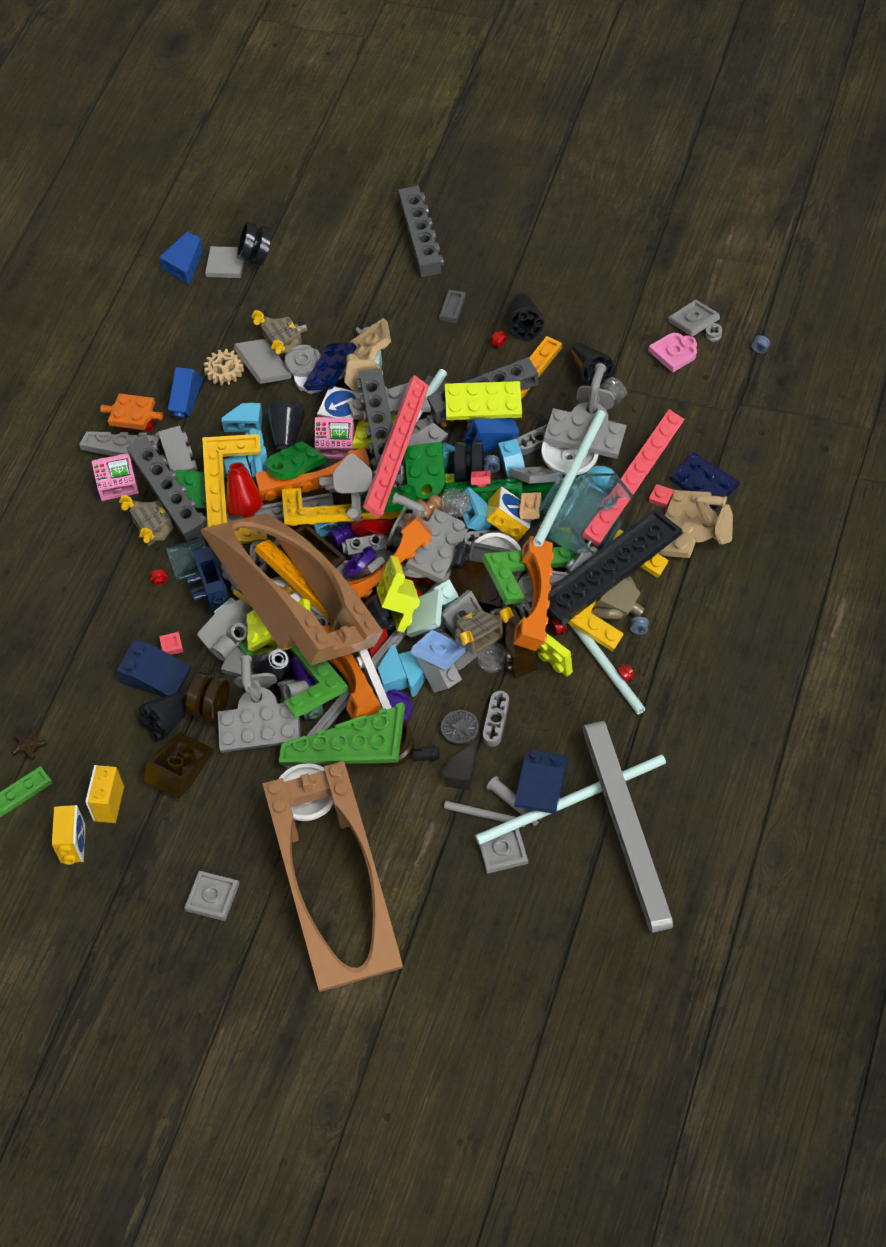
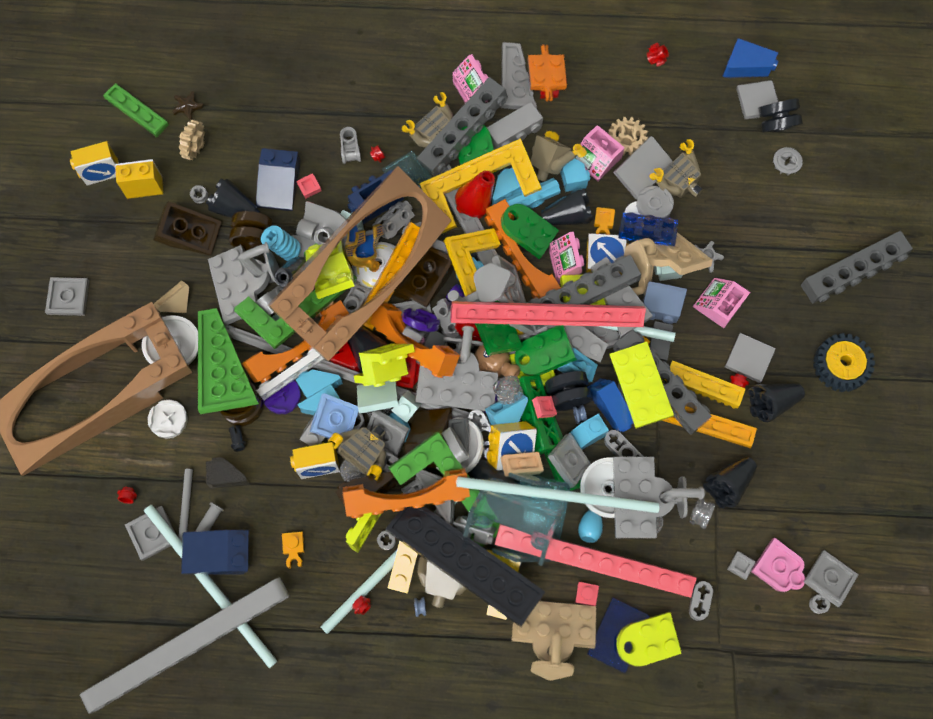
camera: 70 degrees right, 15 degrees up
(78, 736) = (191, 140): none -> tan gear
(135, 753) = (194, 190): none -> light grey bush
(142, 600) = (349, 148): none -> light grey piece
(147, 324) = (657, 54): none -> red gear
(184, 392) = (585, 110): blue slope -> none
(225, 422) = (551, 155): none -> dark tan torso
(228, 667) = (281, 242): none -> medium azure piece
(233, 389) = (601, 154): none -> bright pink slope
(251, 789) = (175, 299): none -> tan slope
(297, 249) = (794, 164): none -> light grey gear
(307, 404) = (604, 220): none -> light orange plate
(384, 816) = (167, 419): none -> white tile
(404, 367) = (664, 301): none -> sand blue slope
(419, 332) = (721, 300): none -> bright pink slope
(452, 306) = (770, 326): dark grey tile -> none
(456, 863) = (126, 495): none -> red plate
(459, 727) = (272, 461): dark grey wheel -> none
(460, 554) = (449, 411): black pin -> none
(473, 680) = (315, 460): none -> yellow piece
(478, 328) = (750, 358): none -> light grey tile
(498, 726) = (302, 487): light grey beam -> none
(499, 357) = (708, 385): none -> yellow gear
(504, 546) = (455, 445): none -> light grey beam
(505, 262) = (850, 350): none -> wheel
(550, 723) = (293, 545): none -> light orange plate
(568, 637) = (381, 543): none -> light grey bush
(665, 378) = (741, 565): none -> light grey tile
(689, 413) = (705, 602): none -> light grey beam
(715, 453) = (650, 640): none -> neon yellow plate
(760, 344) = (816, 660): sand blue bush -> none

